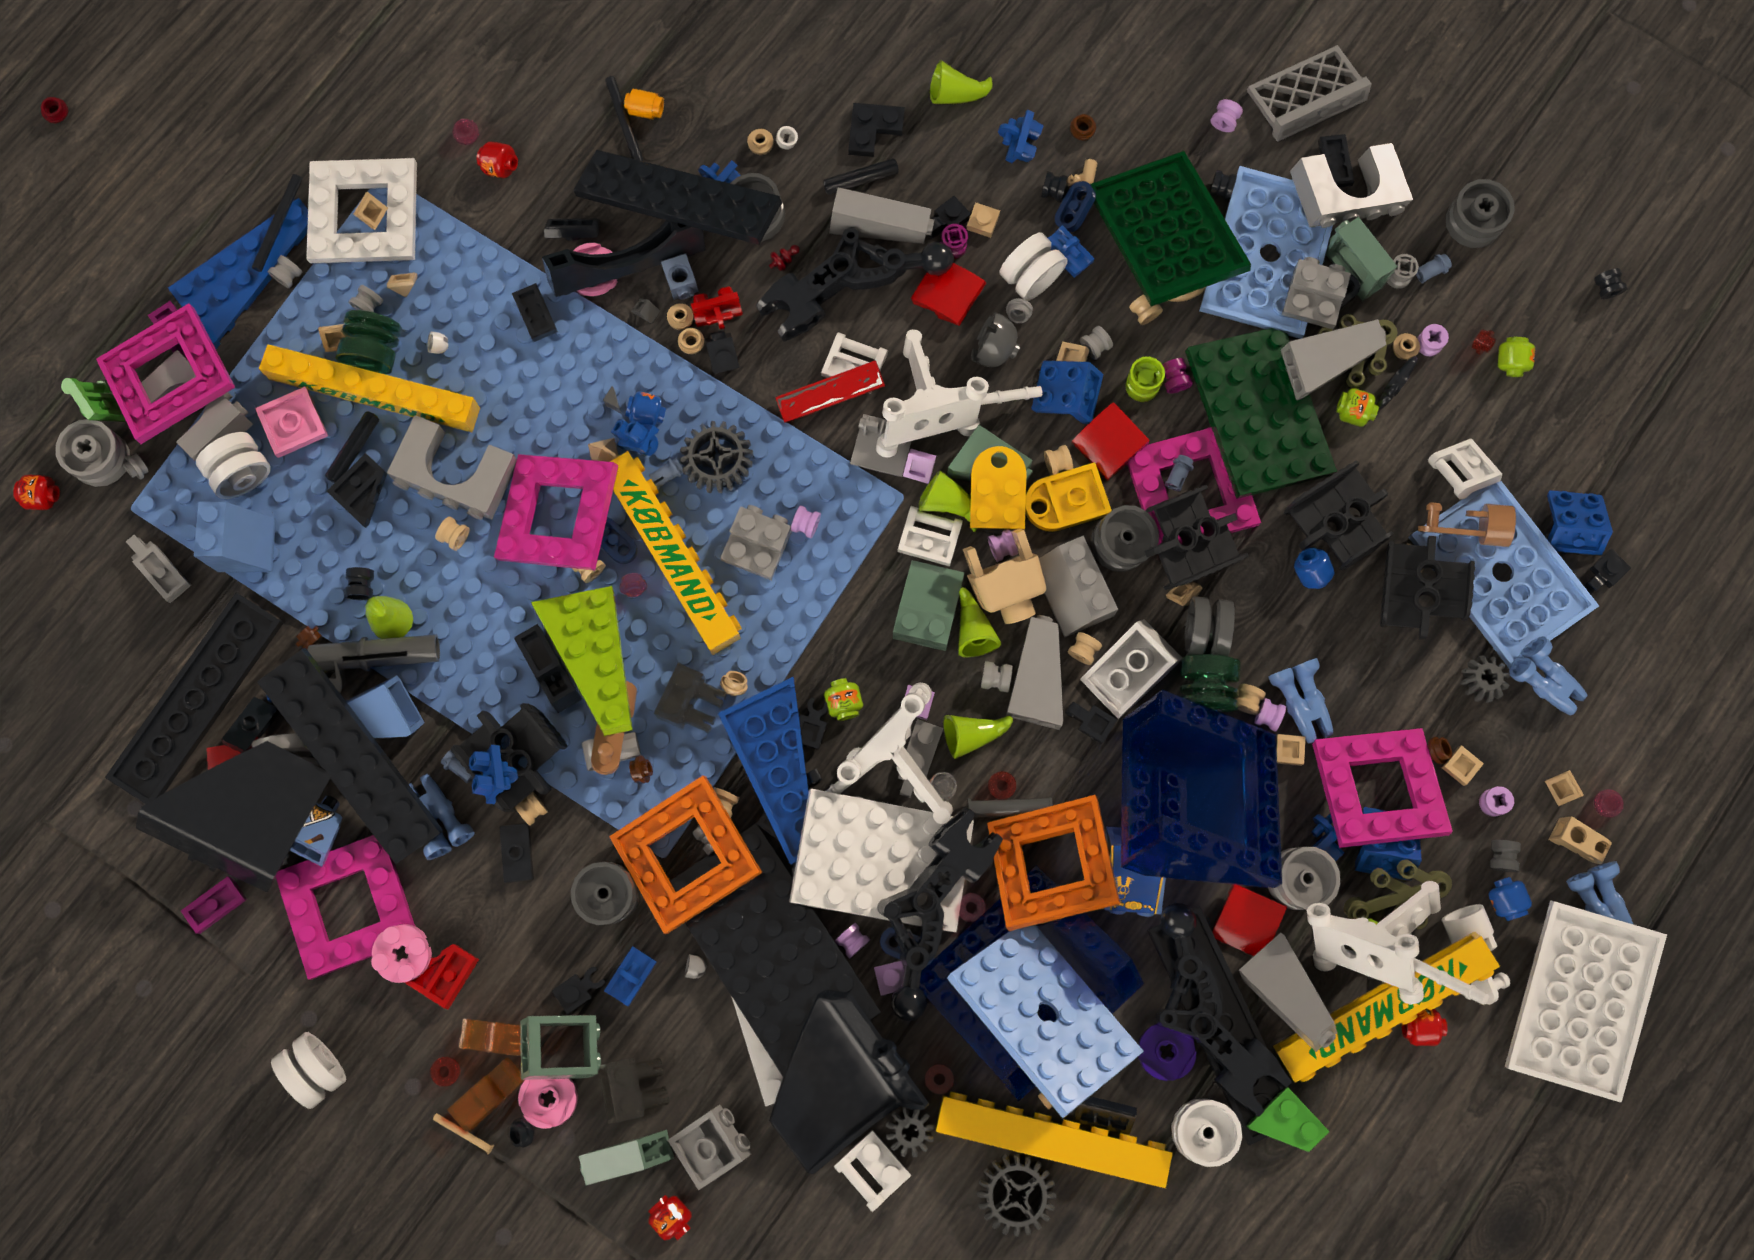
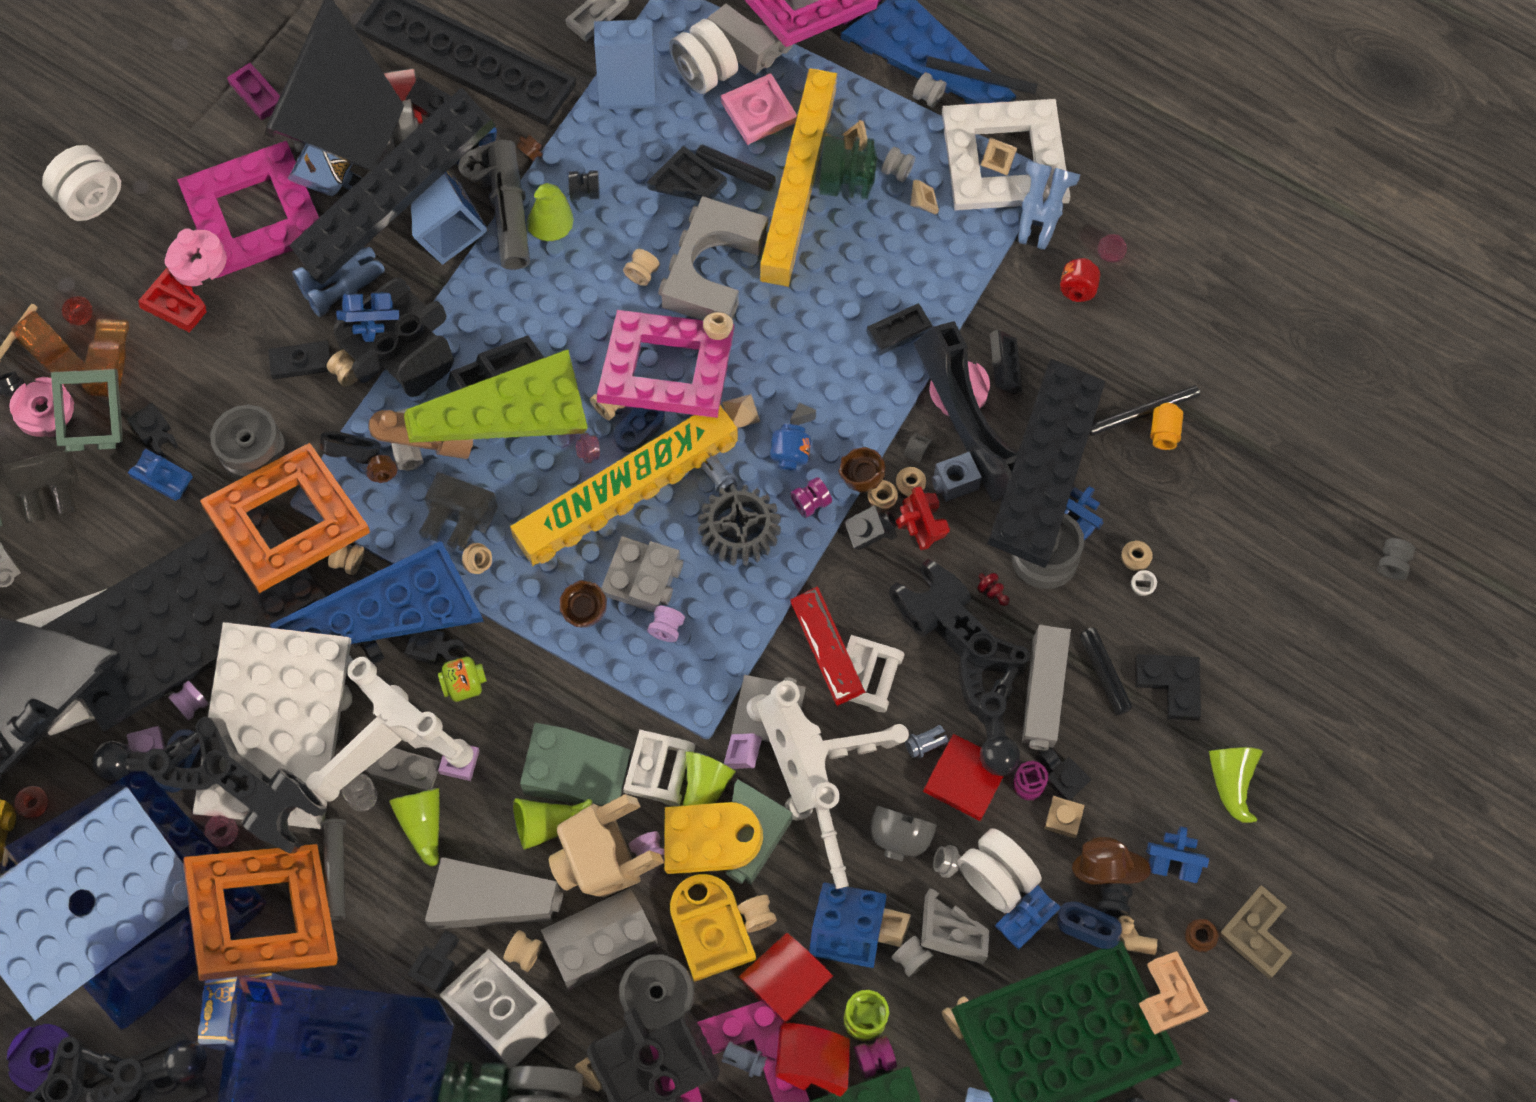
camera: 85 degrees right, 10 degrees down
(429, 178) = (1044, 212): none -> medium blue piece
(437, 343) = (857, 236): white hinge -> none
(529, 465) = (718, 325): none -> tan plate
(615, 799) = (348, 445): none -> black plate
(636, 437) = (755, 439): blue hips -> none
(671, 350) = (862, 469): none -> reddish brown hair
(694, 395) = (811, 497): none -> magenta wheel
(695, 967) = (168, 540): light grey hinge -> none
(785, 590) = (583, 604): none -> reddish brown hair
(916, 319) = (924, 742): none -> sand blue pin
(996, 676) = (488, 847): light grey wheel -> none
(1002, 776) = (356, 853): clear red plate -> none
(1026, 187) = (1109, 862): none -> reddish brown piece
(1076, 311) = (953, 931): none -> light grey wing
(1081, 91) = (1249, 933): none -> dark tan plate
(1134, 146) = (1178, 996): none -> light nougat plate
(1179, 419) = (813, 1056): none -> red slope

